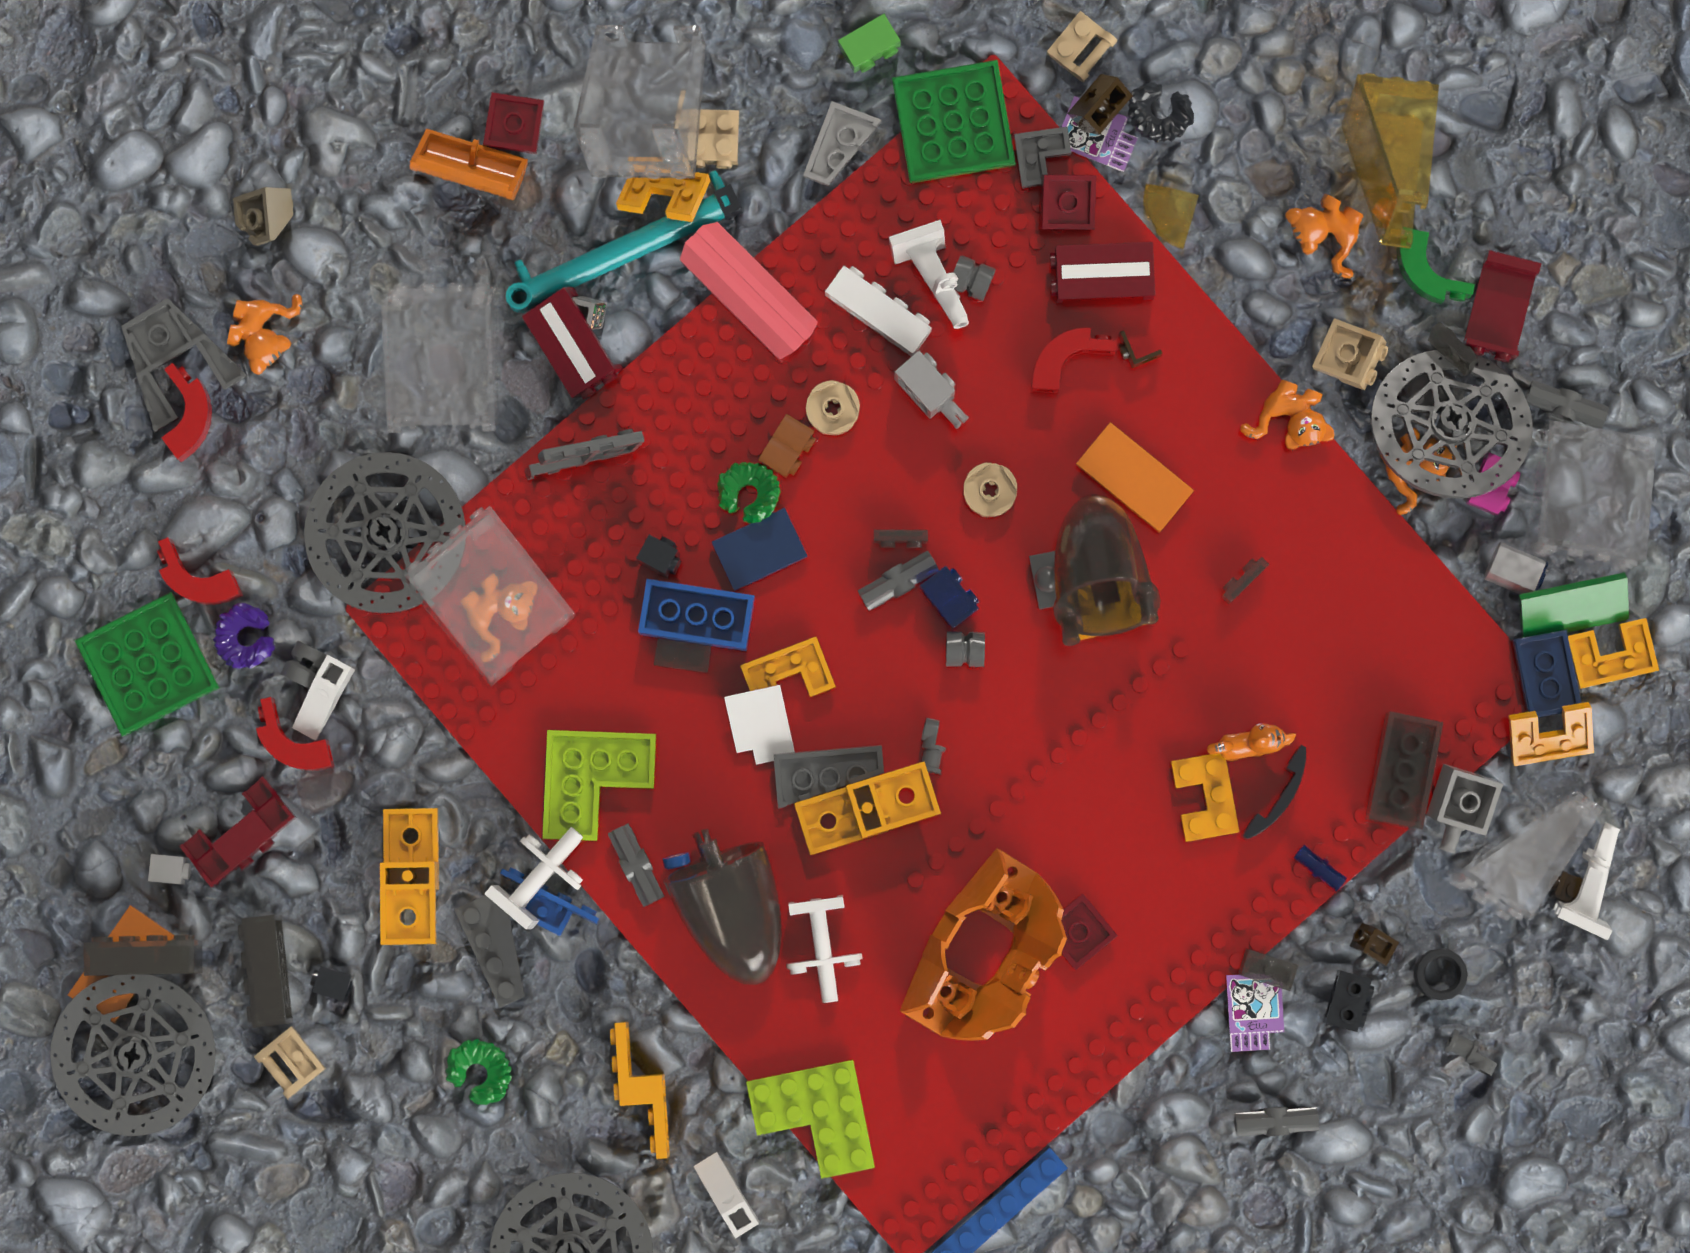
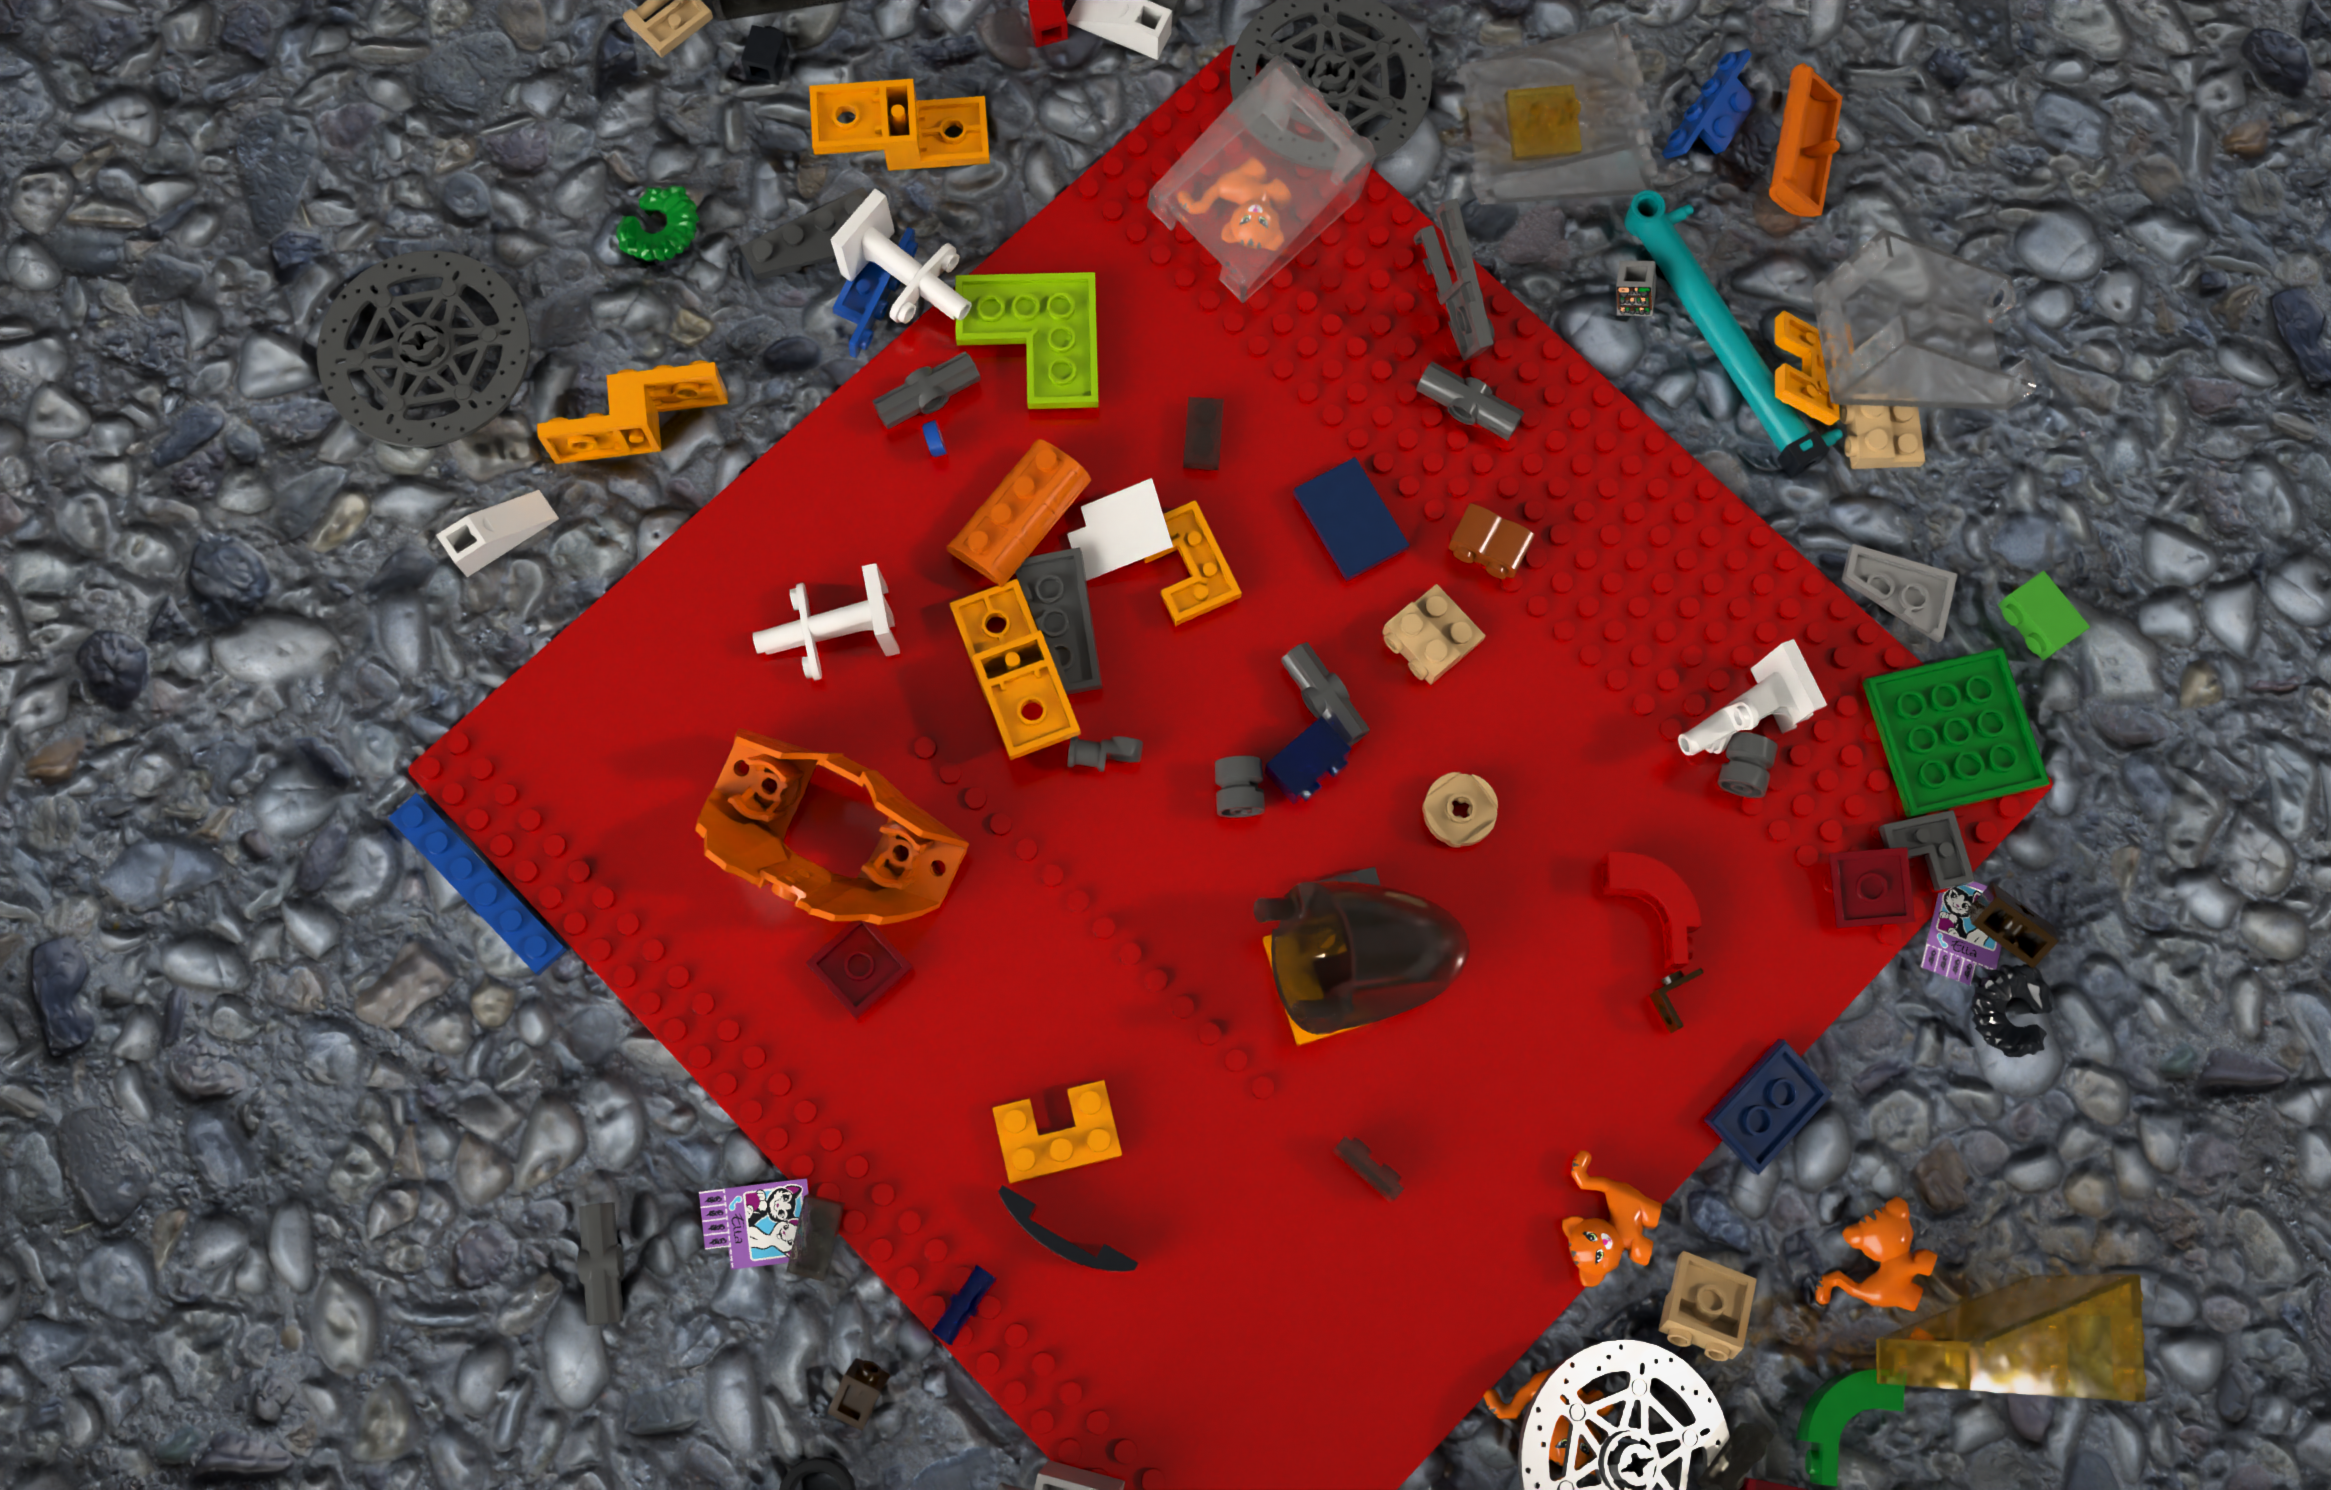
camera: 80 degrees right, 10 degrees down
(431, 229) = (1717, 110): none -> blue bracket
(438, 368) = (1543, 122): none -> clear yellow plate
(513, 123) = (1865, 195): dark red plate -> none
(570, 344) = (1592, 270): dark red panel -> none
(660, 556) = (1330, 386): black brick -> none
(672, 450) = (1470, 400): none -> dark grey piece
(696, 615) = (1257, 440): blue brick -> none
(731, 907) = (871, 495): clear smoke windscreen -> none
(742, 798) = (1020, 512): none -> orange container
(747, 290) = (1694, 479): coral piece -> none
(754, 475) = (1447, 490): green piece -> none
(827, 422) = (1541, 617): tan plate -> none
(827, 1101) = (622, 649): lime plate -> none
(855, 497) = (1432, 634): none -> tan plate
(879, 311) = (1685, 648): white brick -> none
(912, 538) = (1382, 679): clear smoke plate -> none
(929, 388) = (1591, 712): light grey brick -> none
(1075, 40) = (2090, 891): tan plate -> none
(1103, 271) = (1782, 943): dark red panel -> none
(1134, 477) = (1498, 1005): orange tile -> none
(1170, 212) = (1873, 1036): clear yellow brick -> none
(1216, 294) = (1768, 1106): none -> dark blue tile
(1259, 741) = (1139, 1200): orange animal -> none
(1348, 1001) = (773, 1359): black brick -> none
(1404, 770) = (1109, 1420): clear smoke brick -> none

